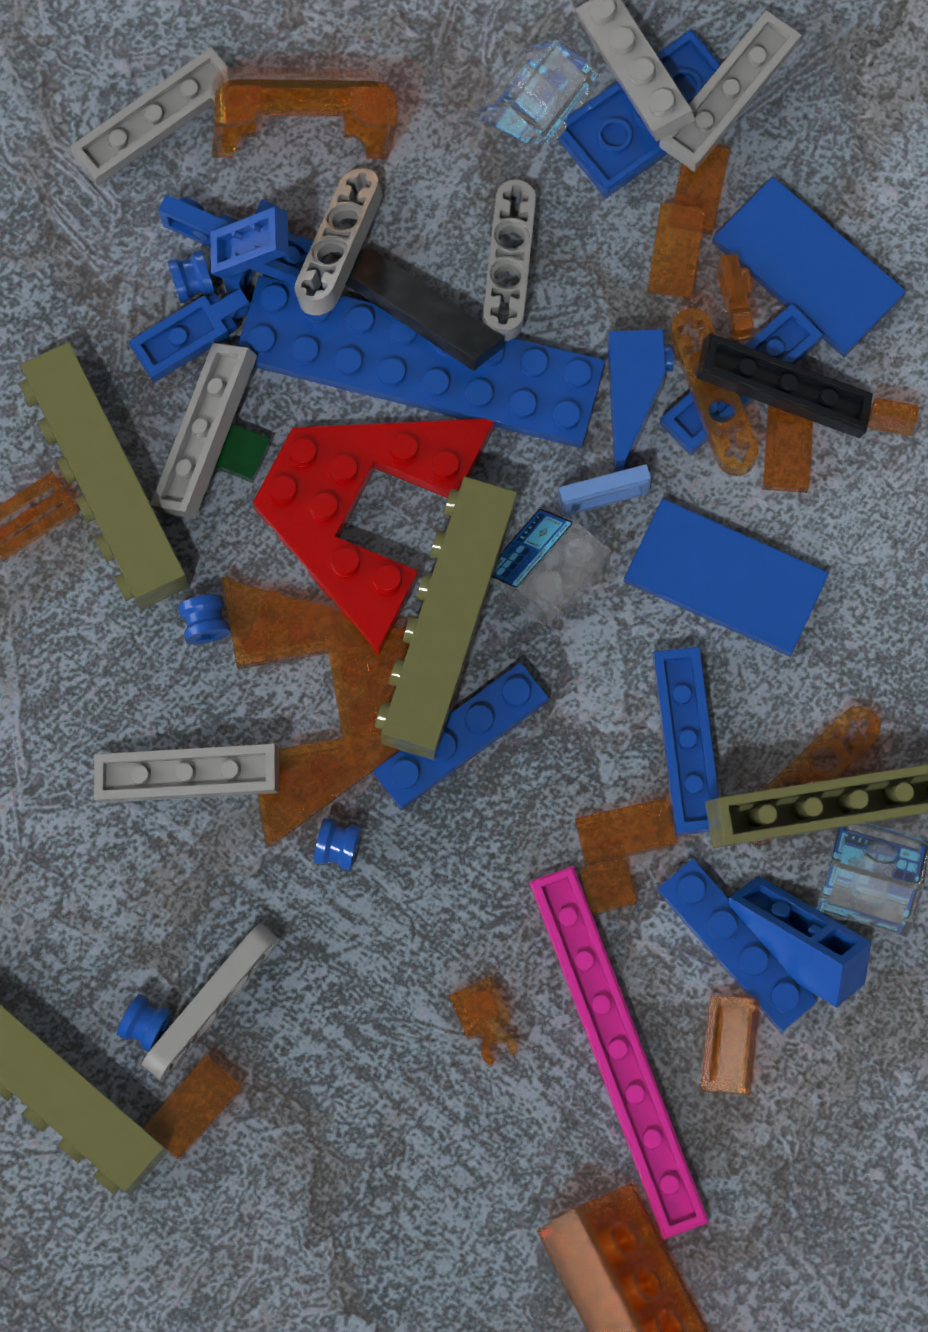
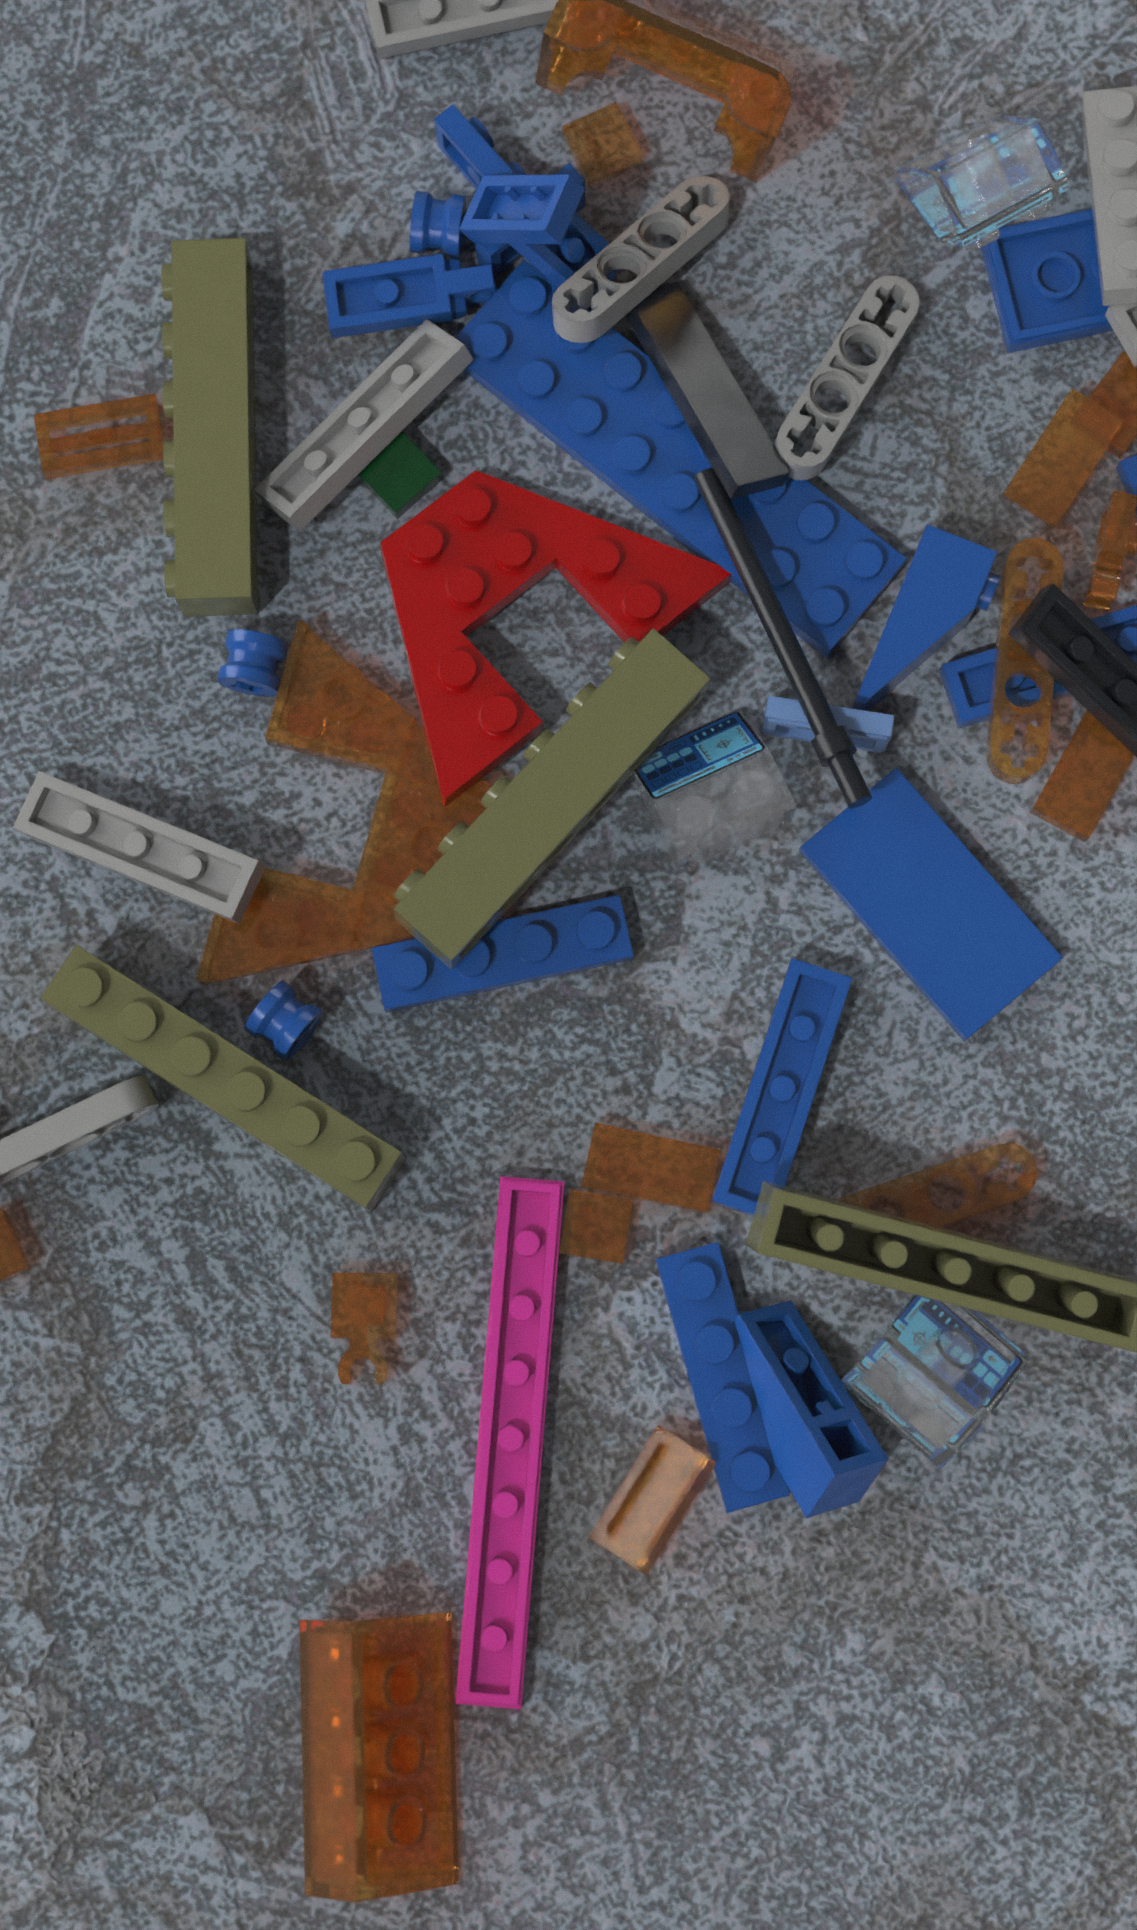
camera: 25 degrees right, 5 degrees up
(273, 177) = (601, 144): none -> clear orange tile
(316, 900) = (223, 1078): none -> olive brick
(615, 498) = (831, 742): none -> black bar

